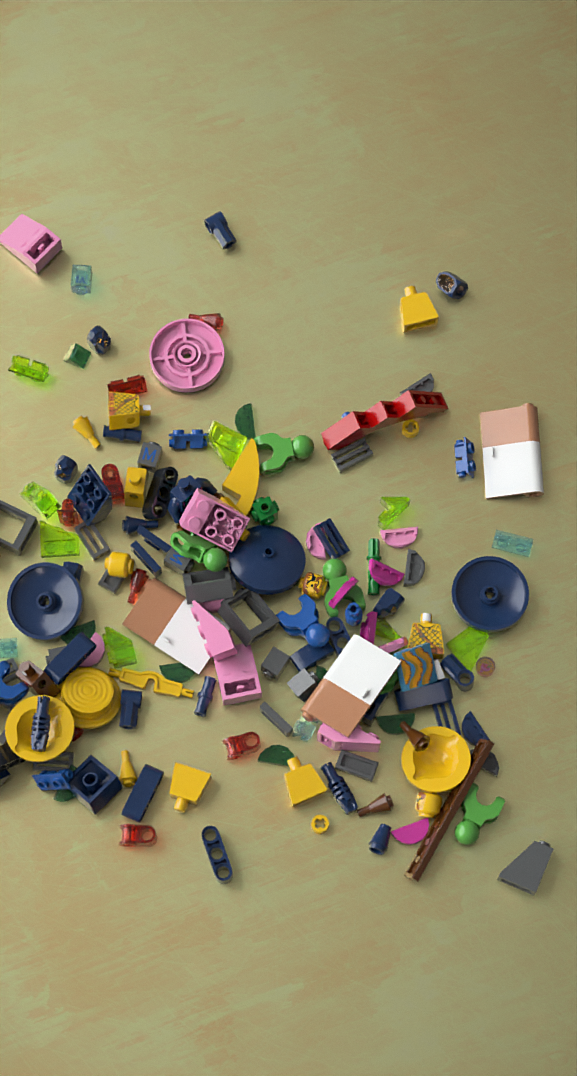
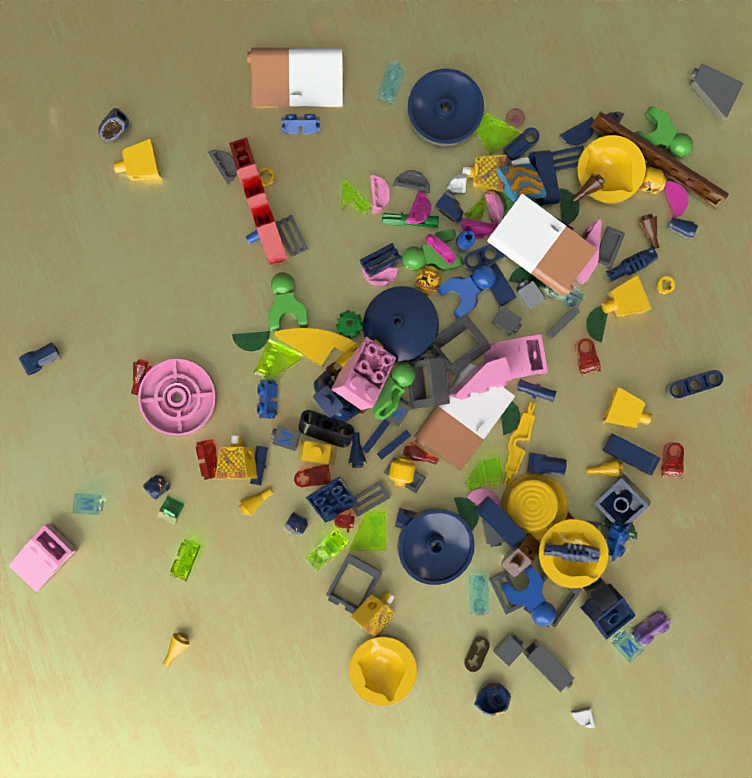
camera: 85 degrees left, 15 degrees up
(412, 611) = (457, 184): none -> white tile

